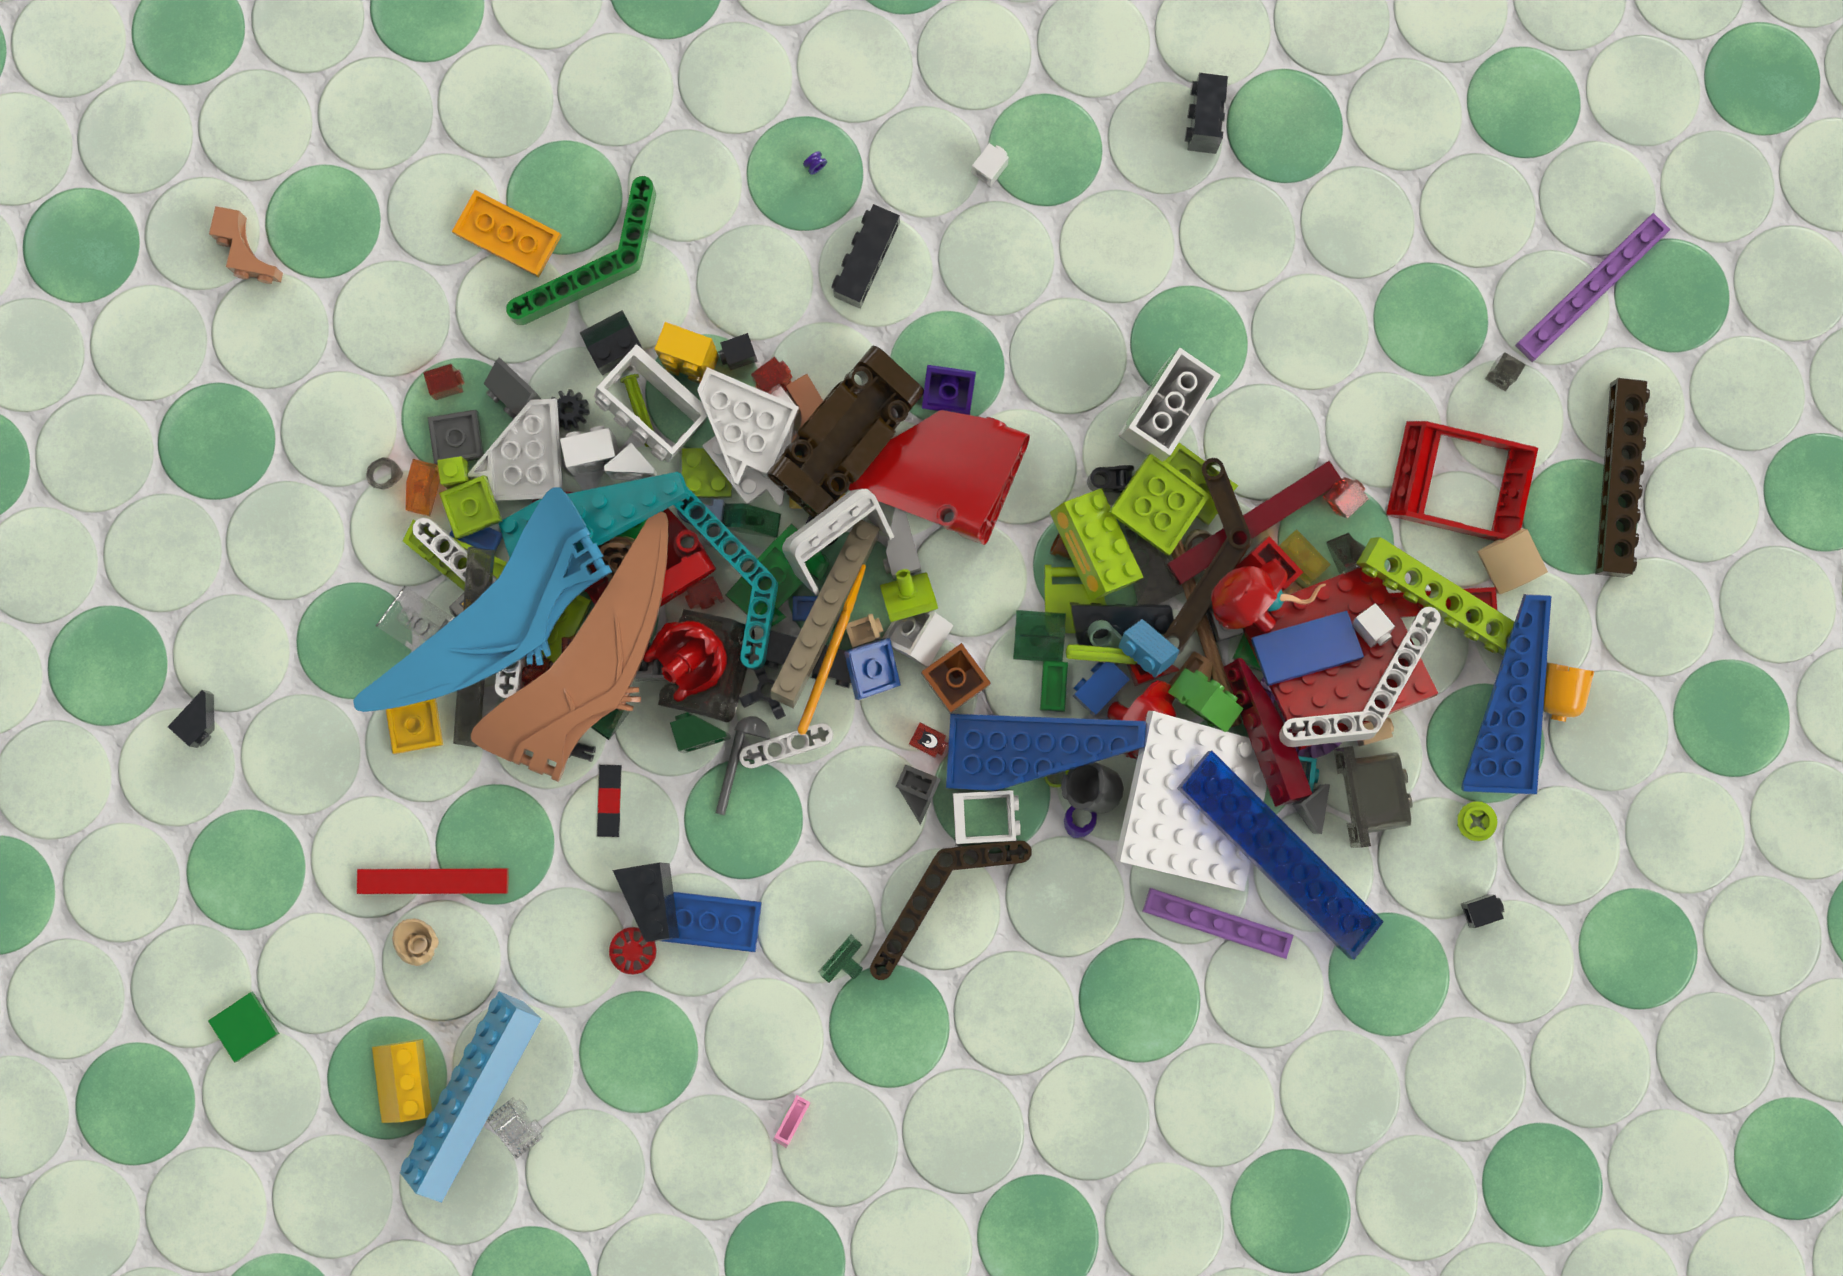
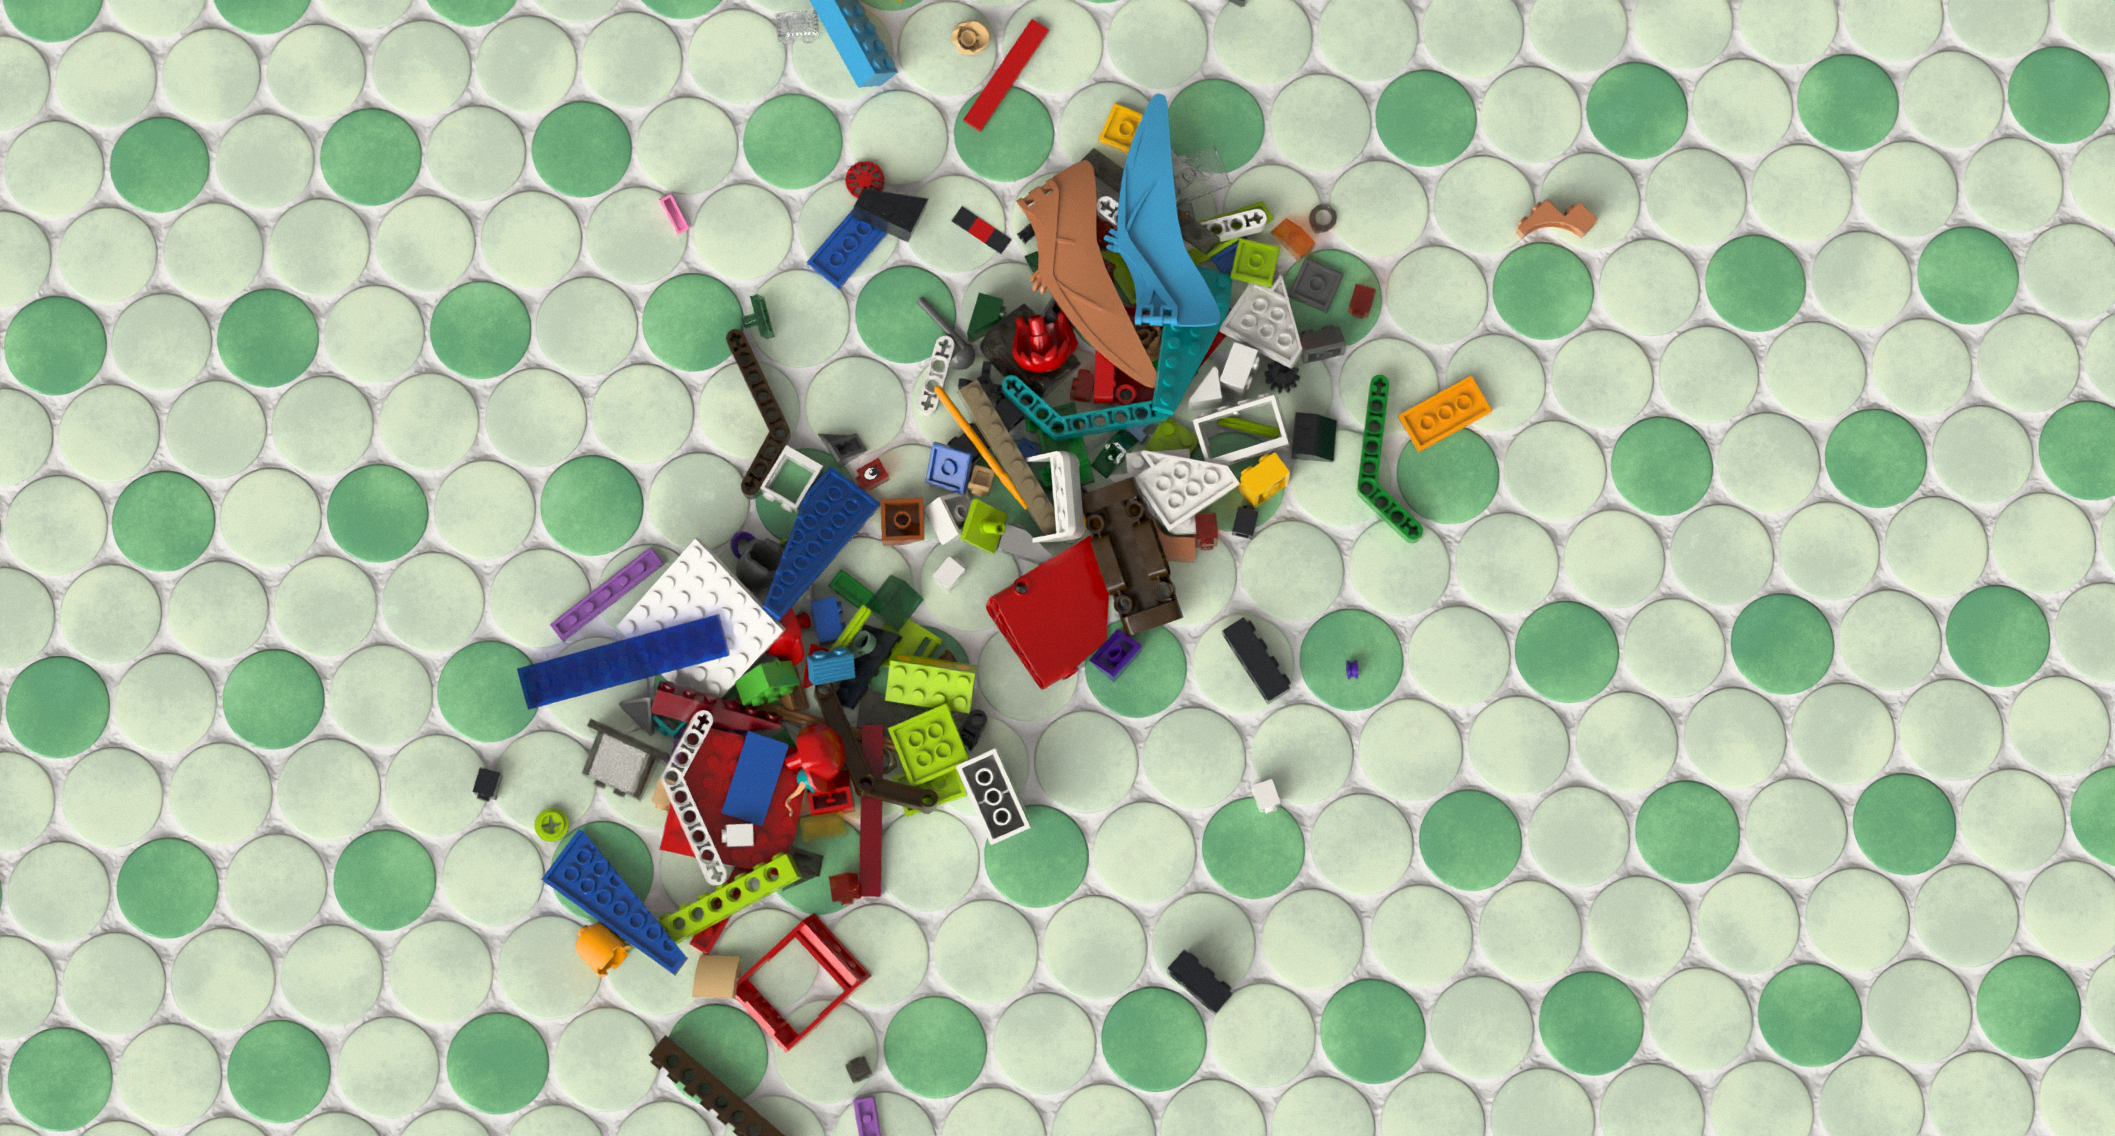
camera: 125 degrees right, 5 degrees down
(453, 471) = (1288, 266): lime brick -> none
(975, 600) = (949, 573): none -> white brick

